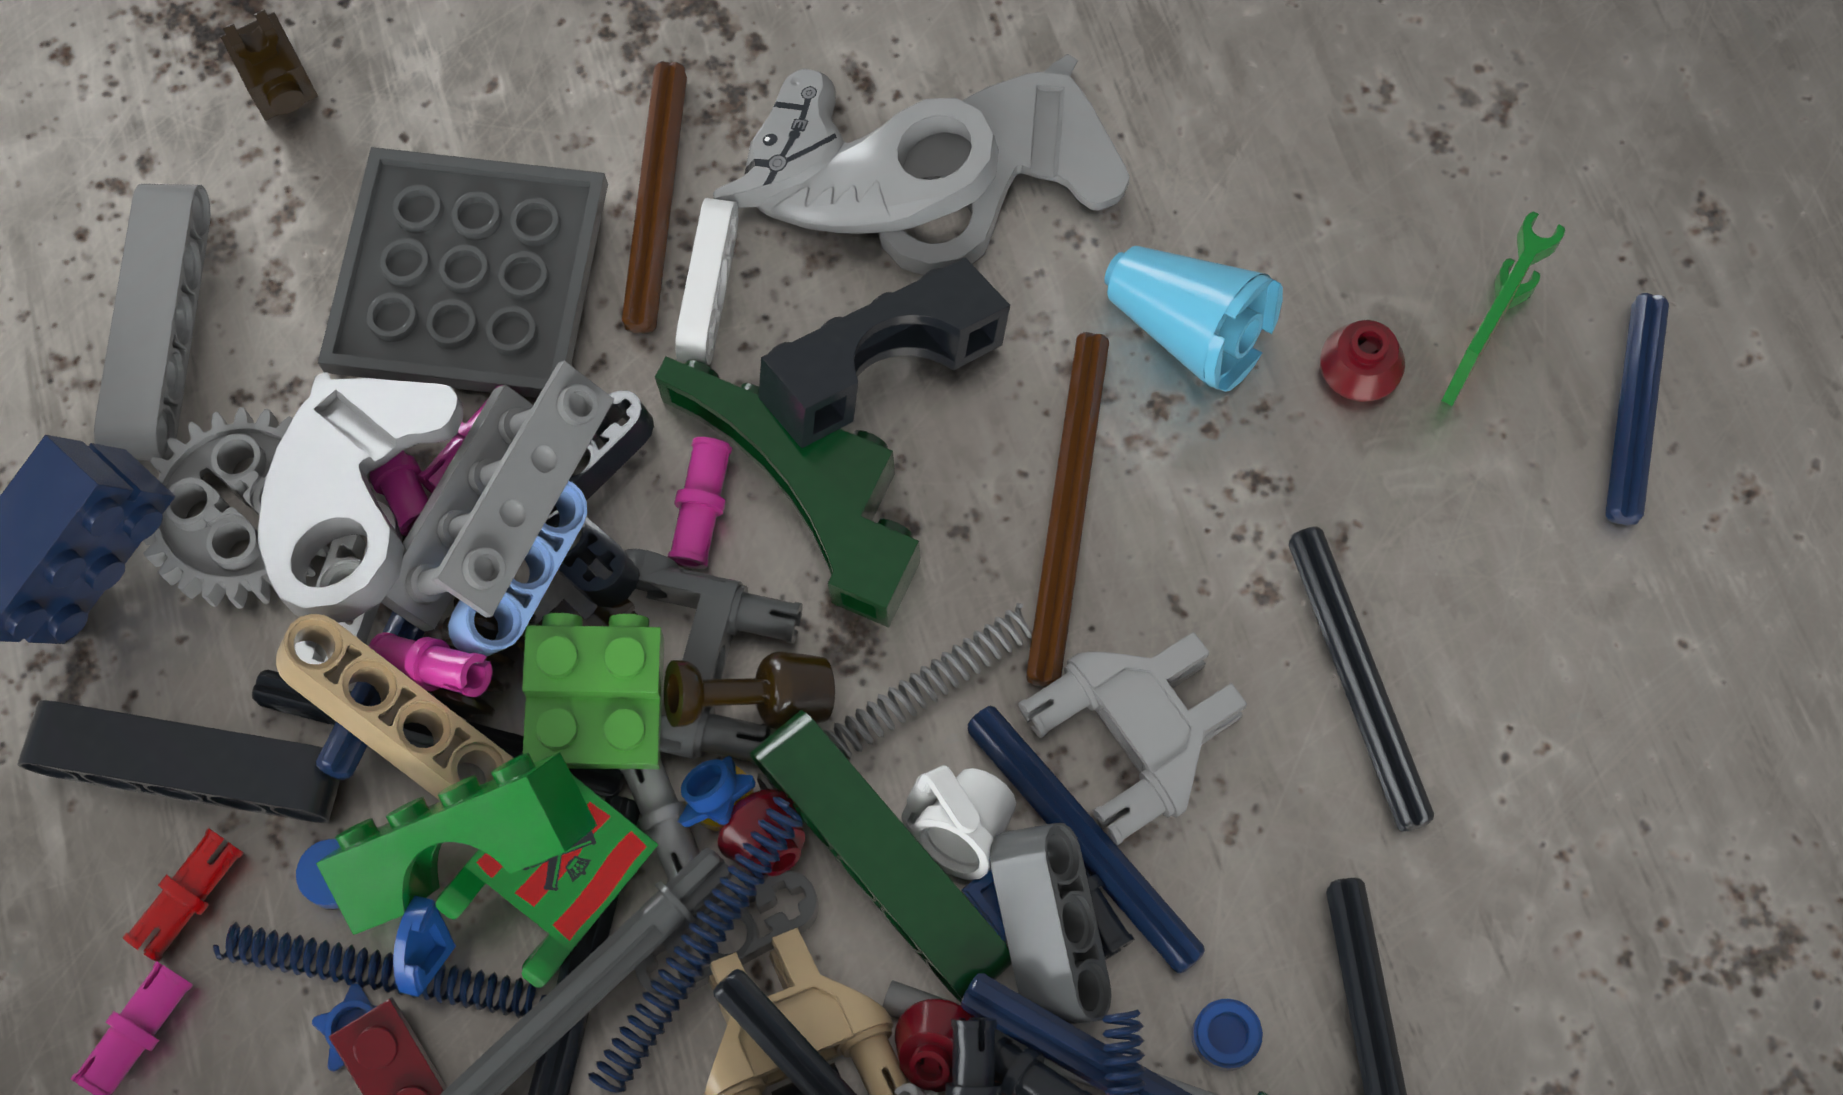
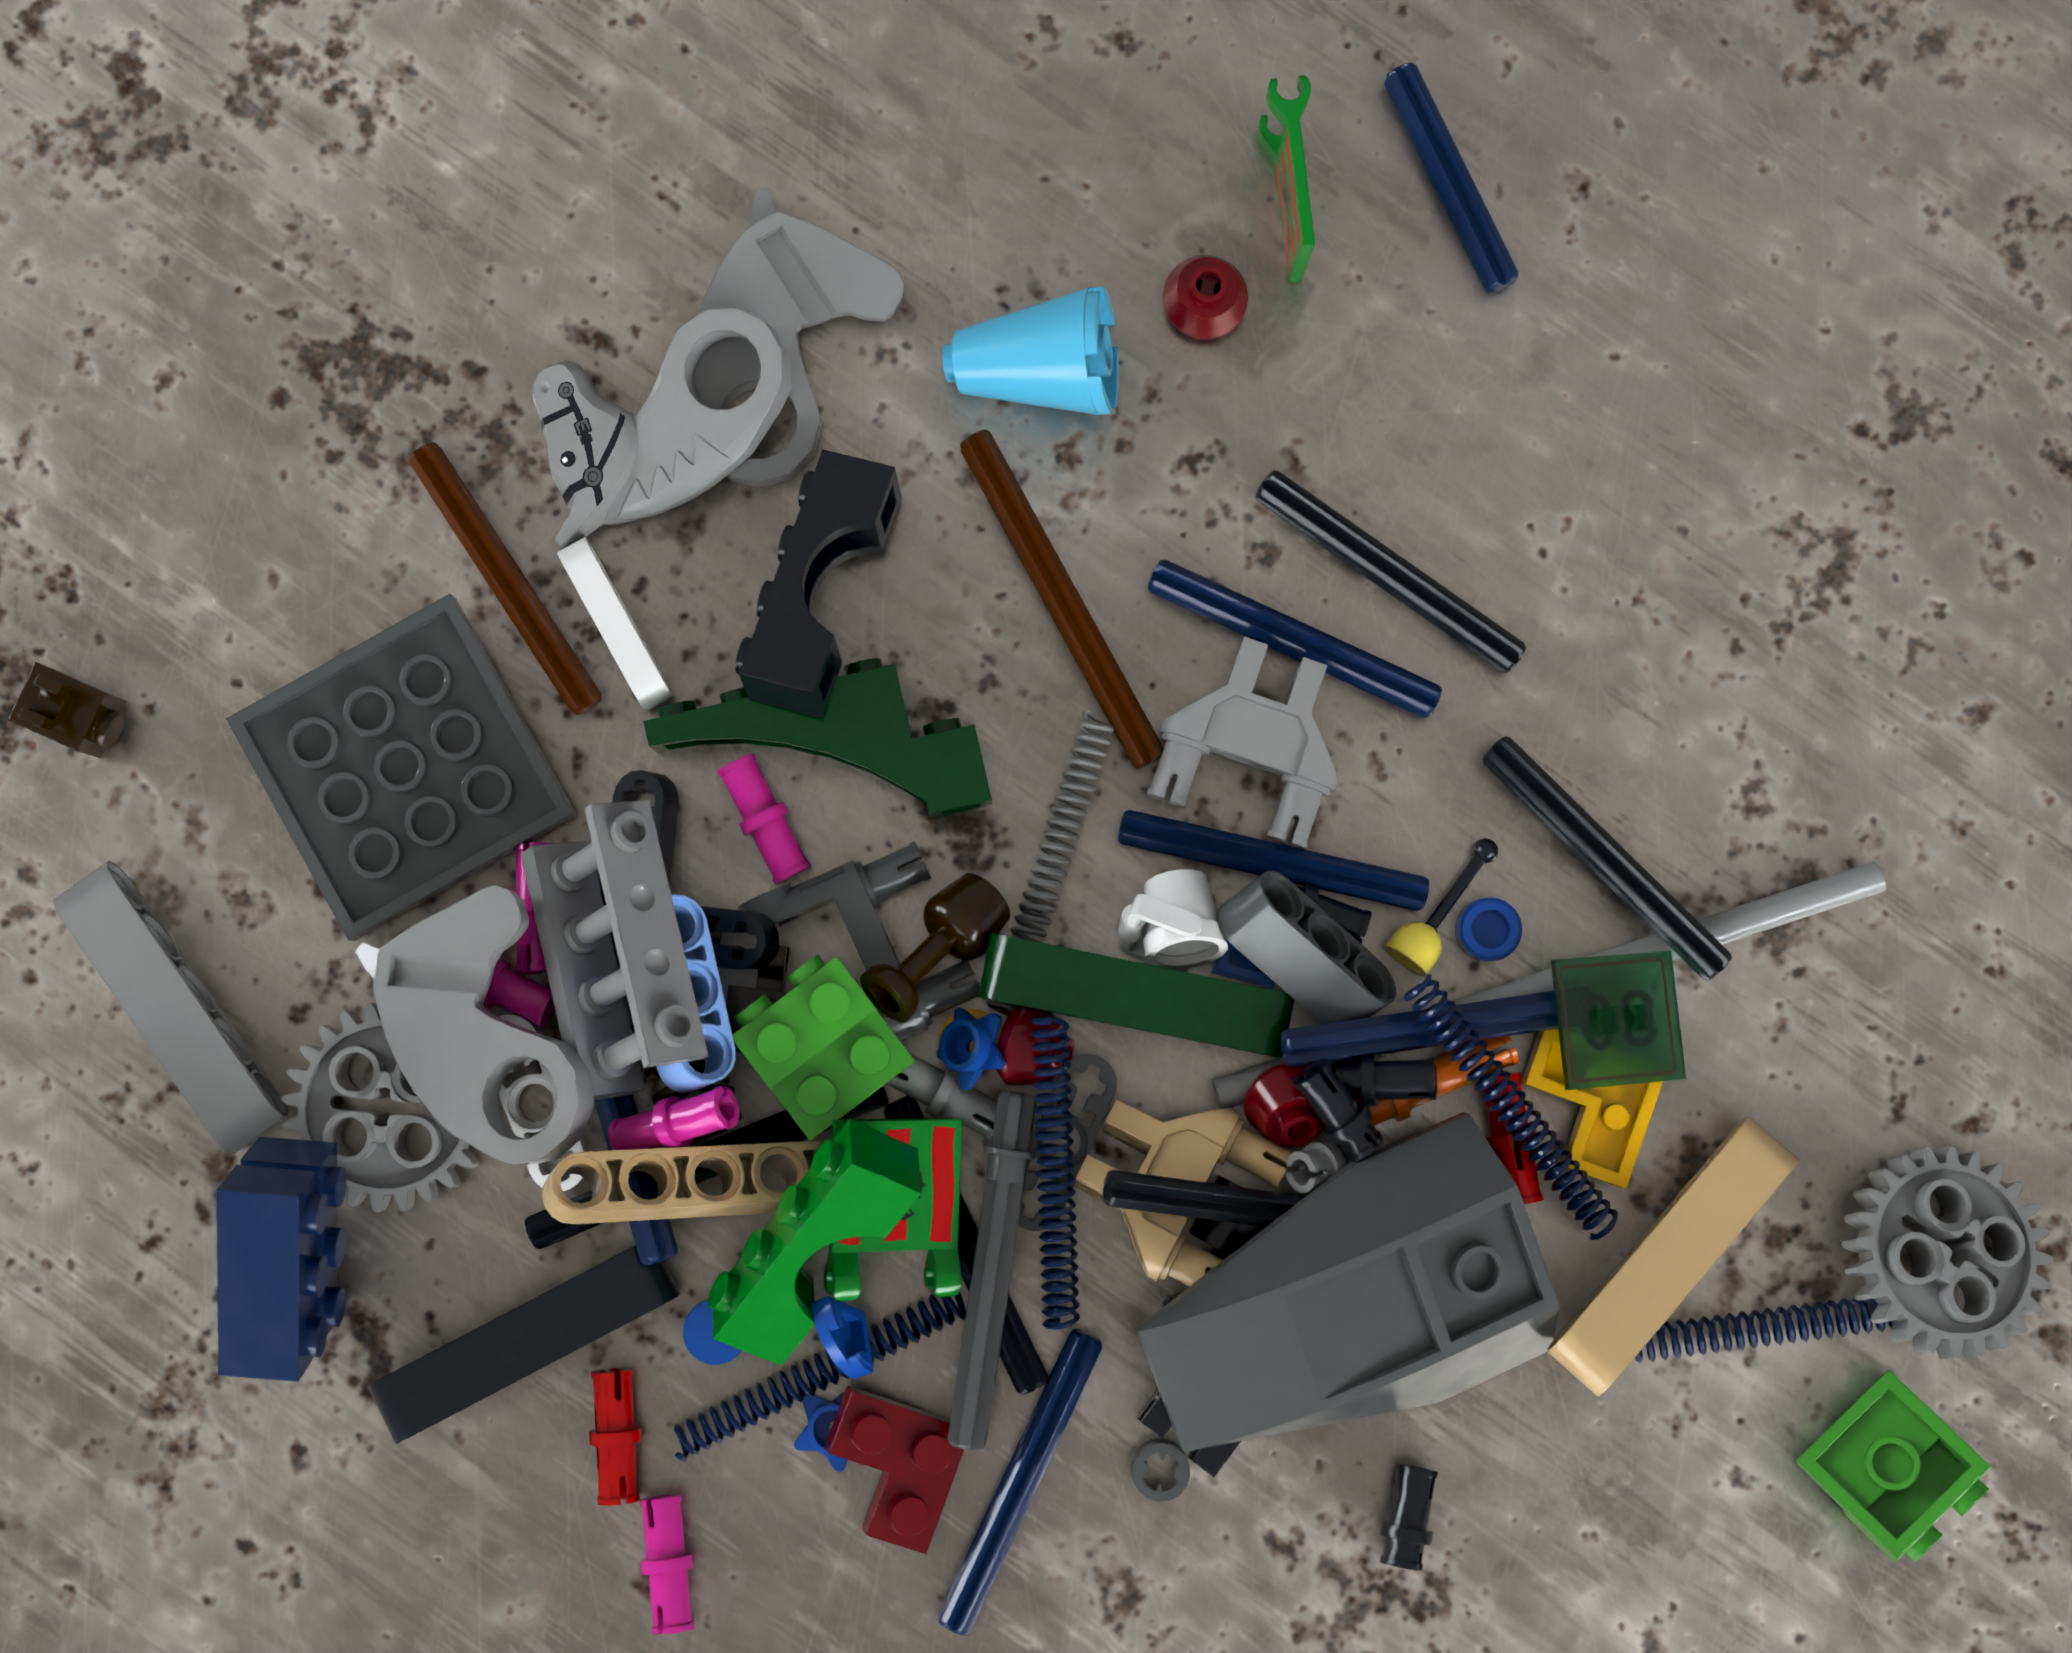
camera: 45 degrees left, 15 degrees up
(1159, 997) = (1418, 943): none -> hinge
(1235, 666) = (1294, 638): none -> dark blue axle

